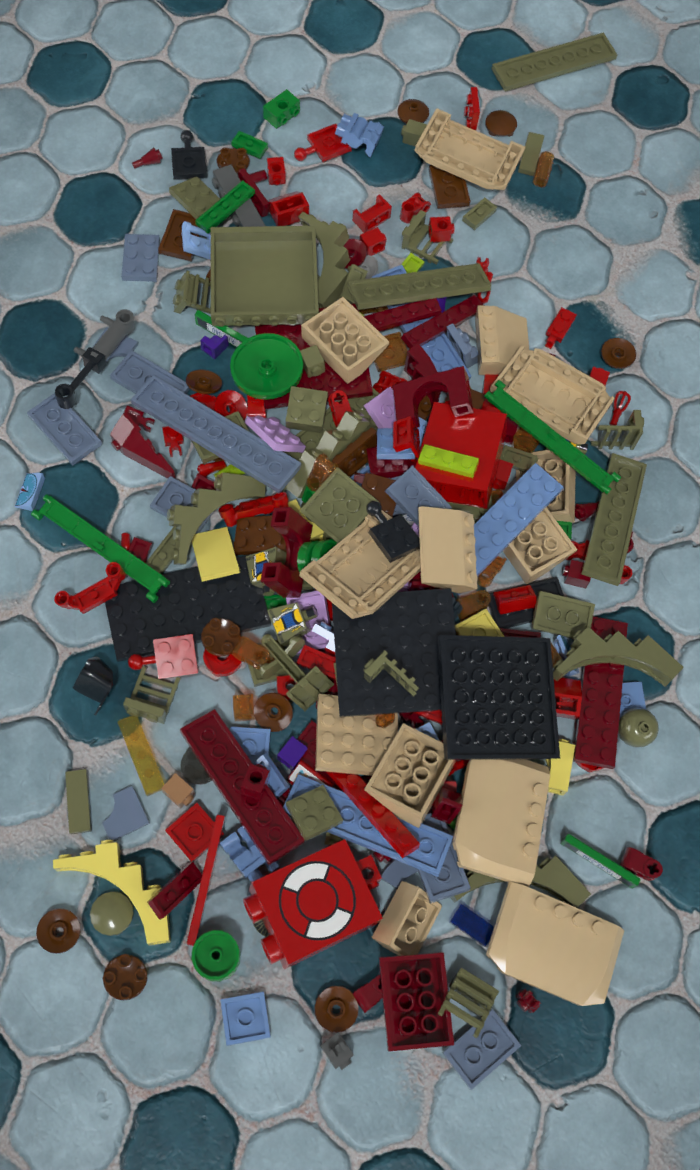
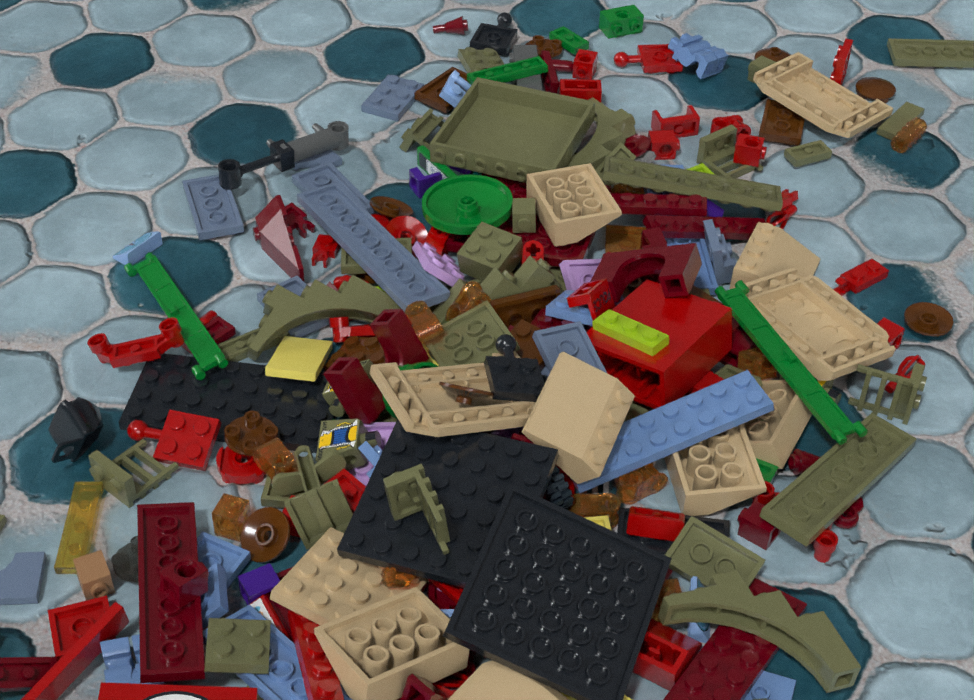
camera: 30 degrees right, 25 degrees down
(300, 502) = (423, 321): none -> clear orange piece
(371, 565) = (465, 394): none -> reddish brown dish

